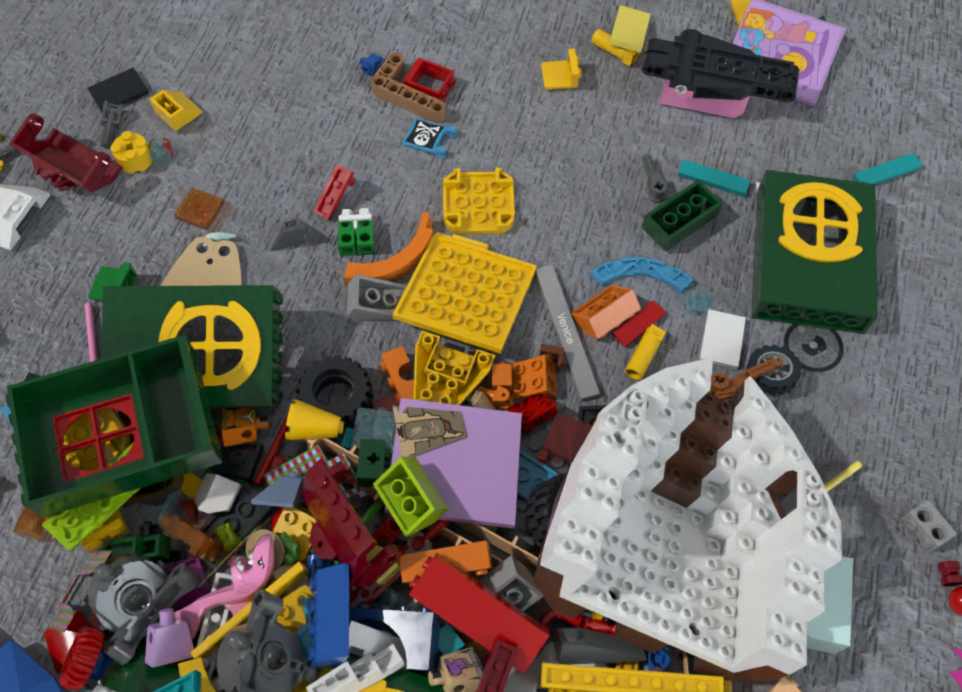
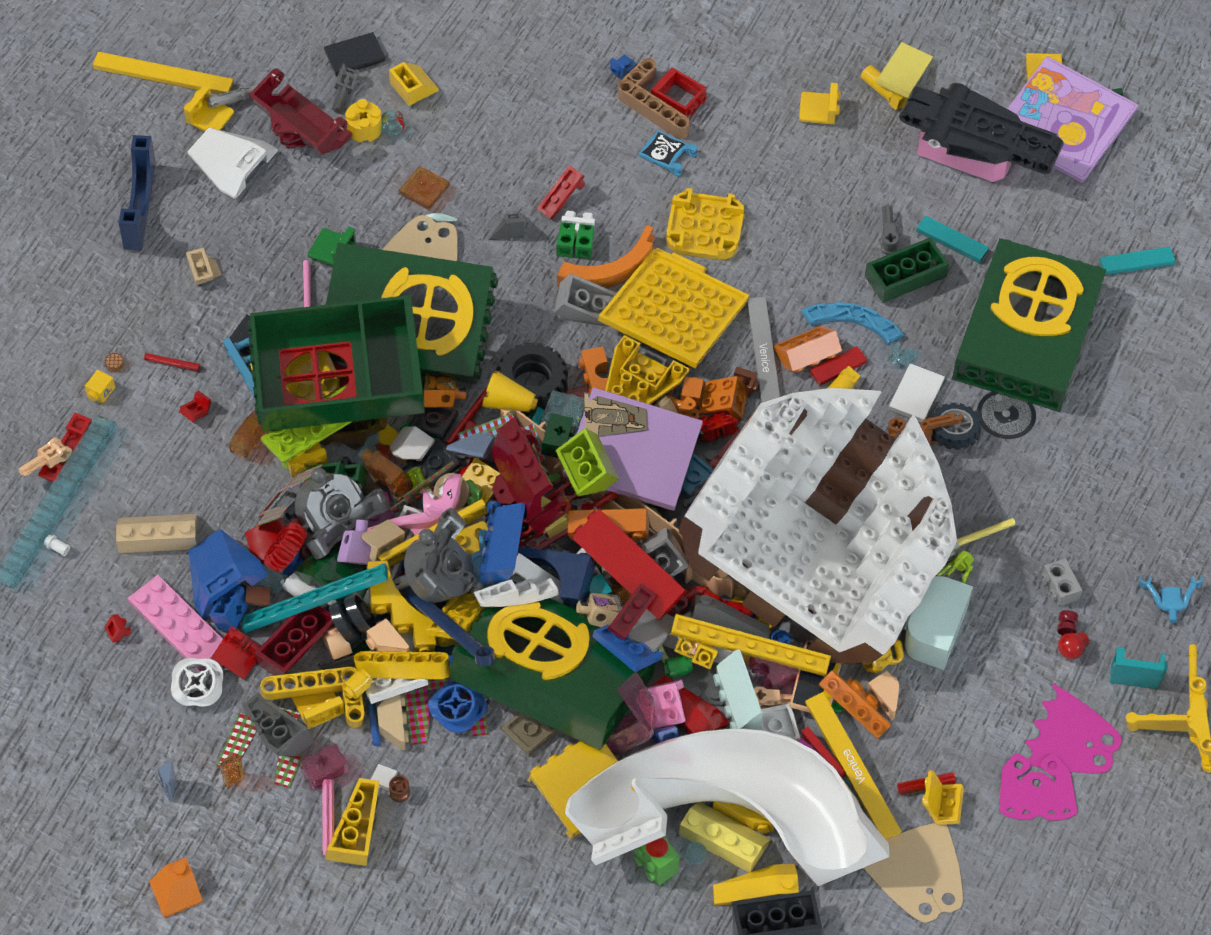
camera: 10 degrees right, 5 degrees down
(193, 628) = (383, 538): none -> tan panel

